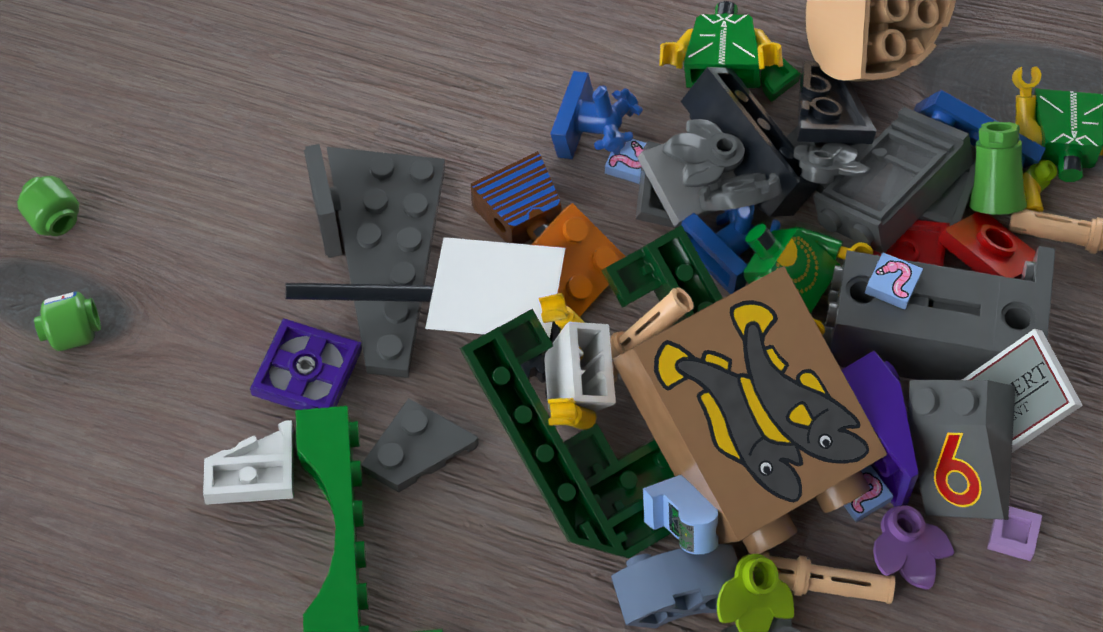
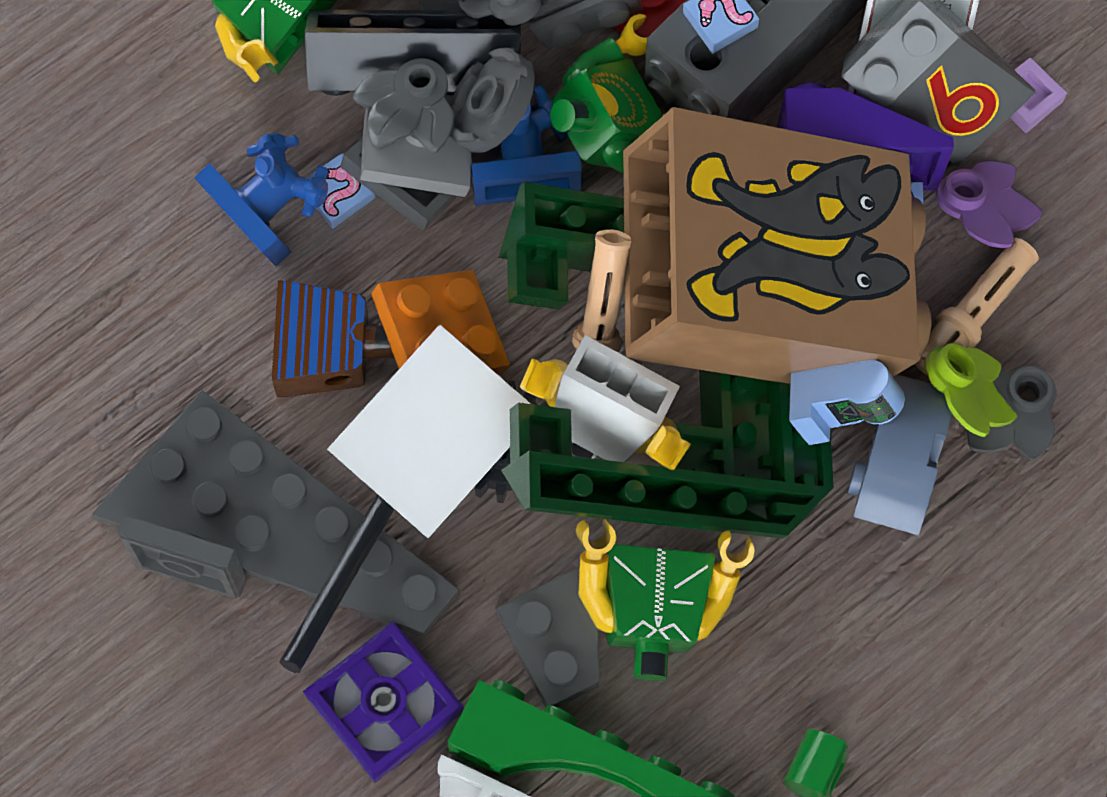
camera: 60 degrees left, 10 degrees up
(473, 482) = (655, 595): none -> torso

